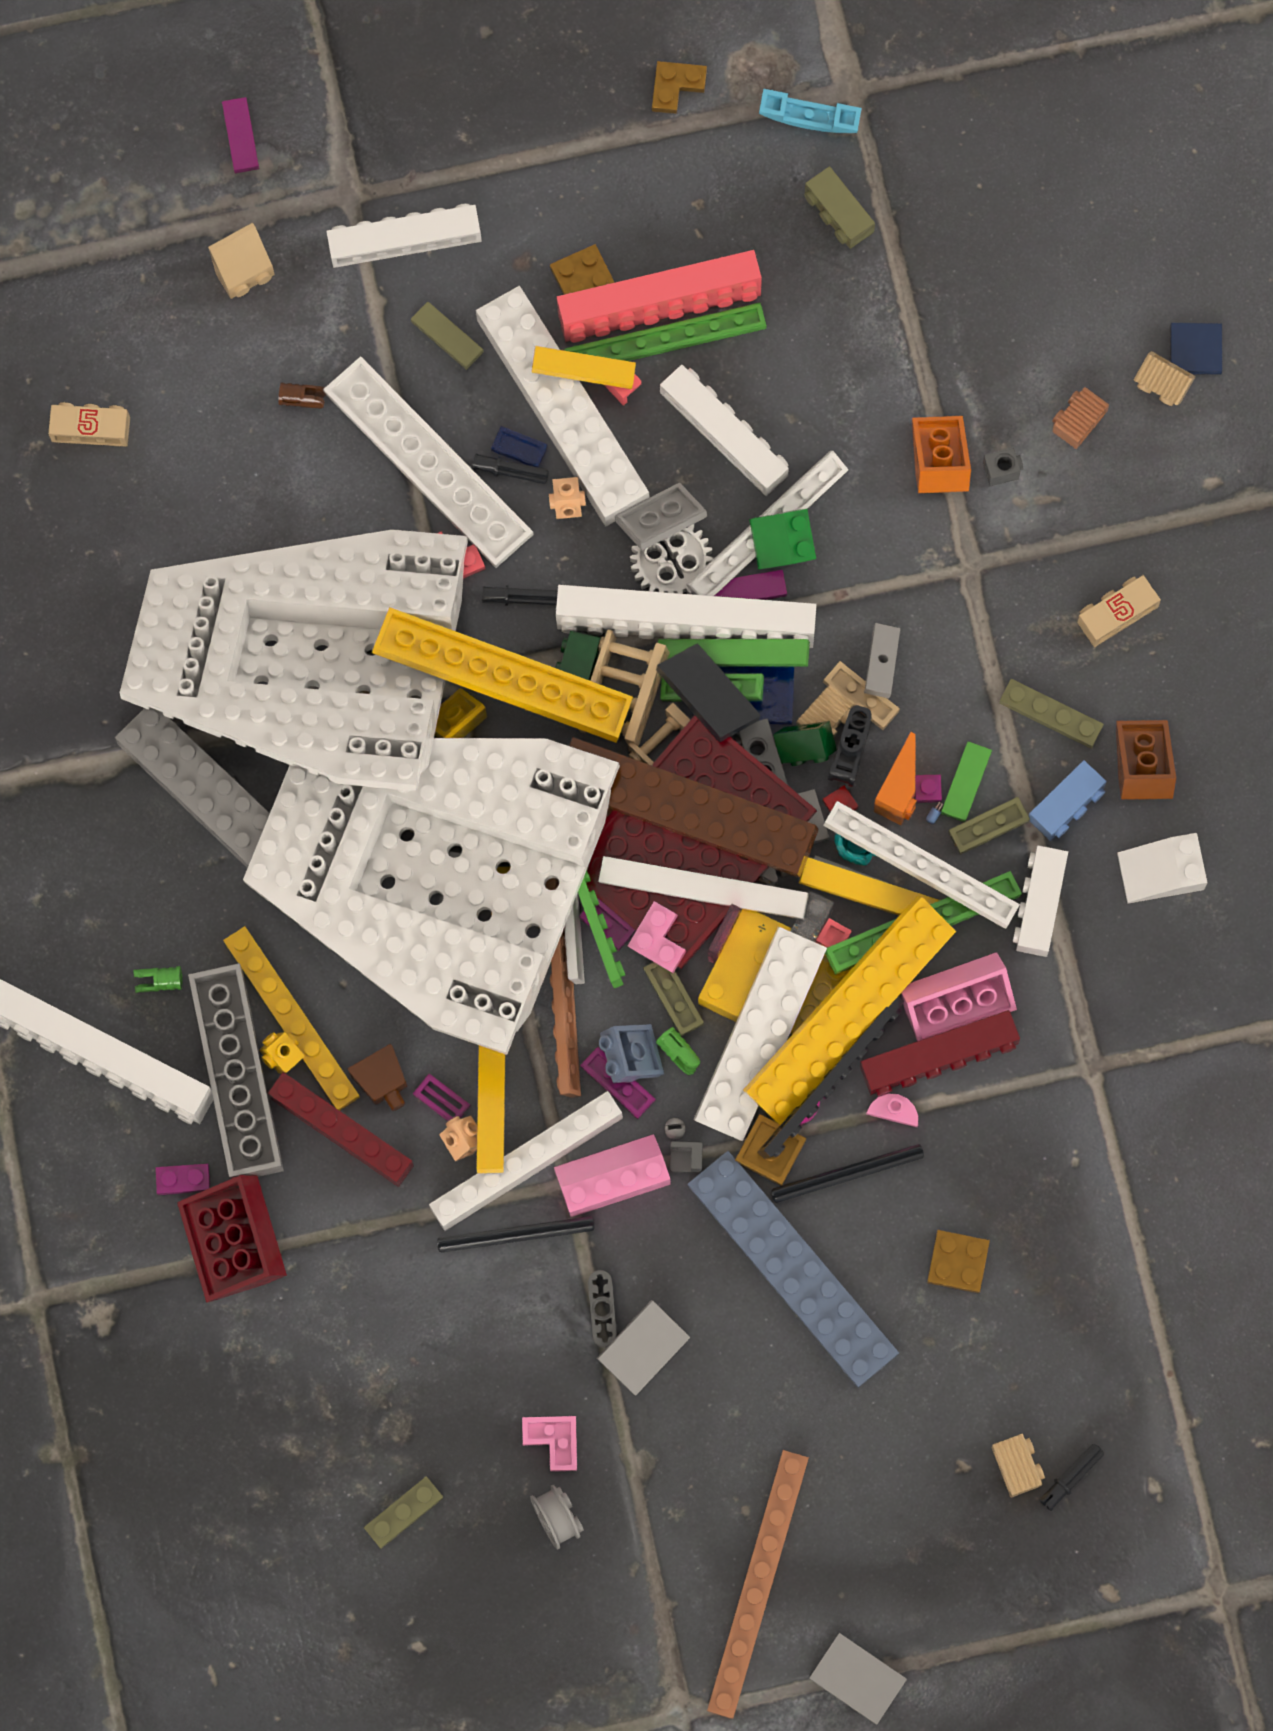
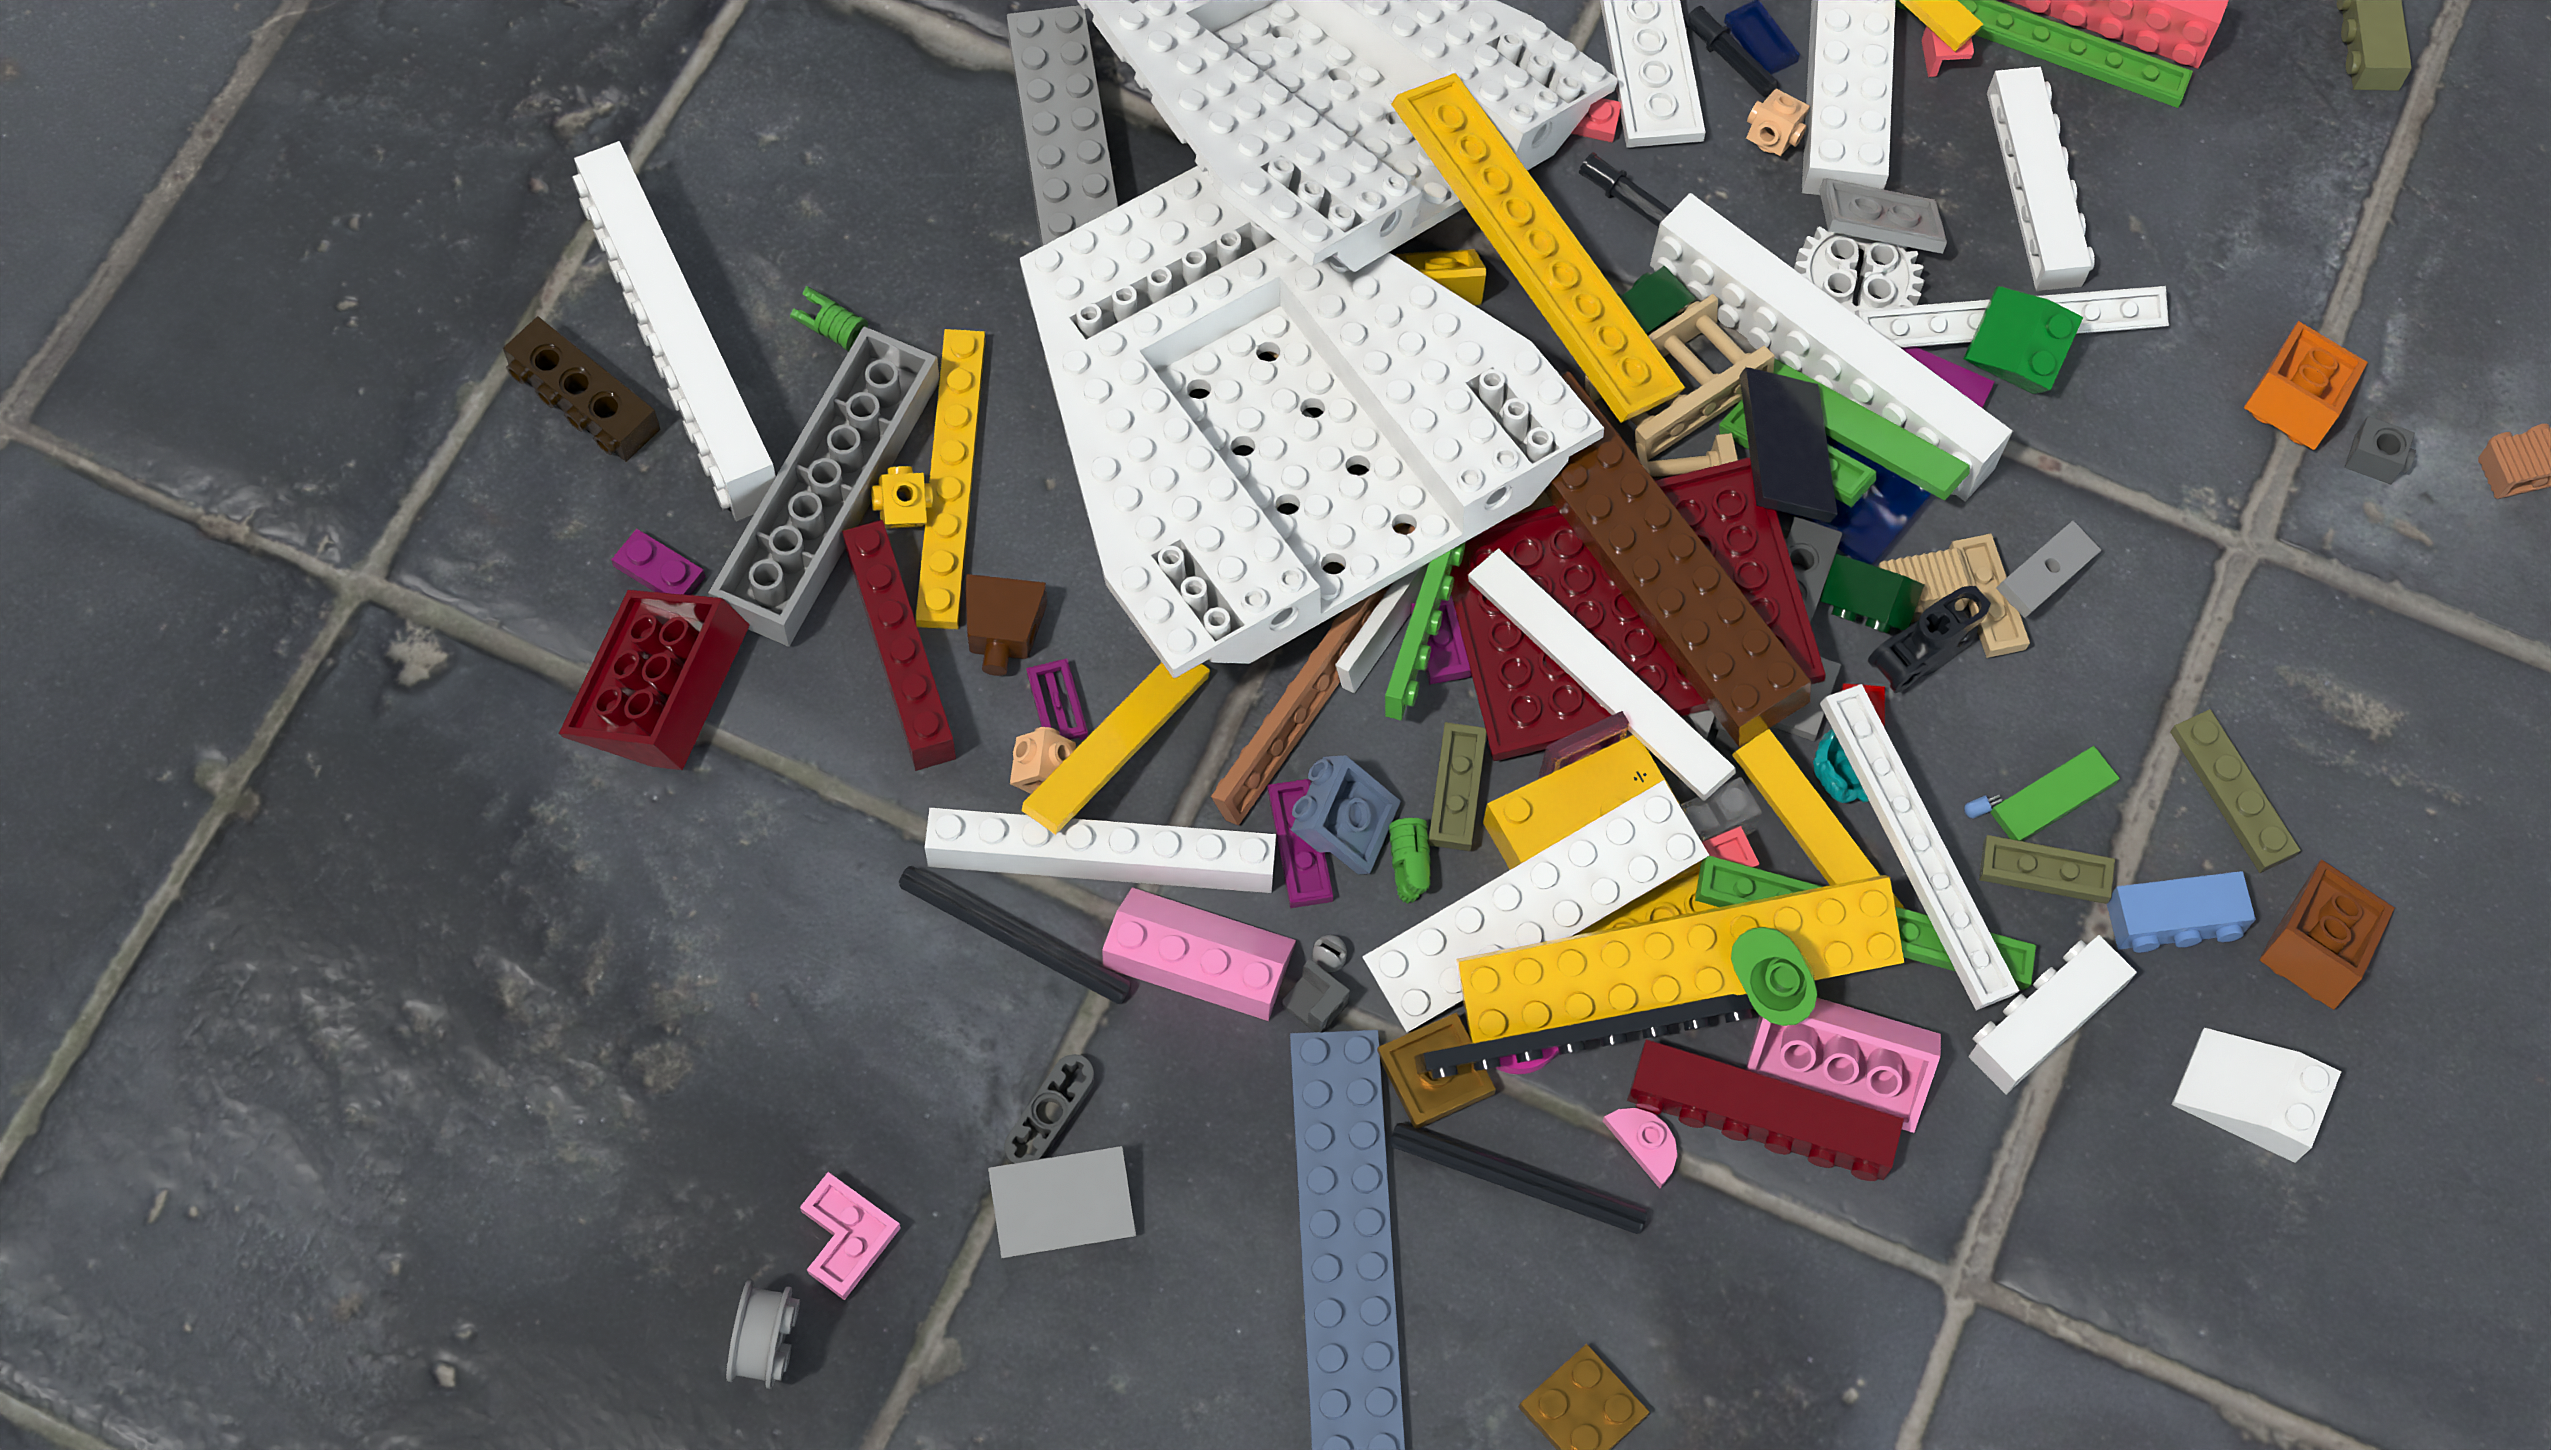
camera: 30 degrees right, 10 degrees down
(24, 1104) = (542, 347): none -> dark brown brick
(403, 1512) = (575, 1181): olive plate -> none
(651, 941) = (1483, 690): bright pink plate -> none
(897, 793) = (1953, 733): orange slope -> none
(903, 988) = (1774, 975): none -> bright green piece
(928, 788) = (1995, 768): magenta plate -> none
(1118, 610) = (2421, 723): tan brick -> none

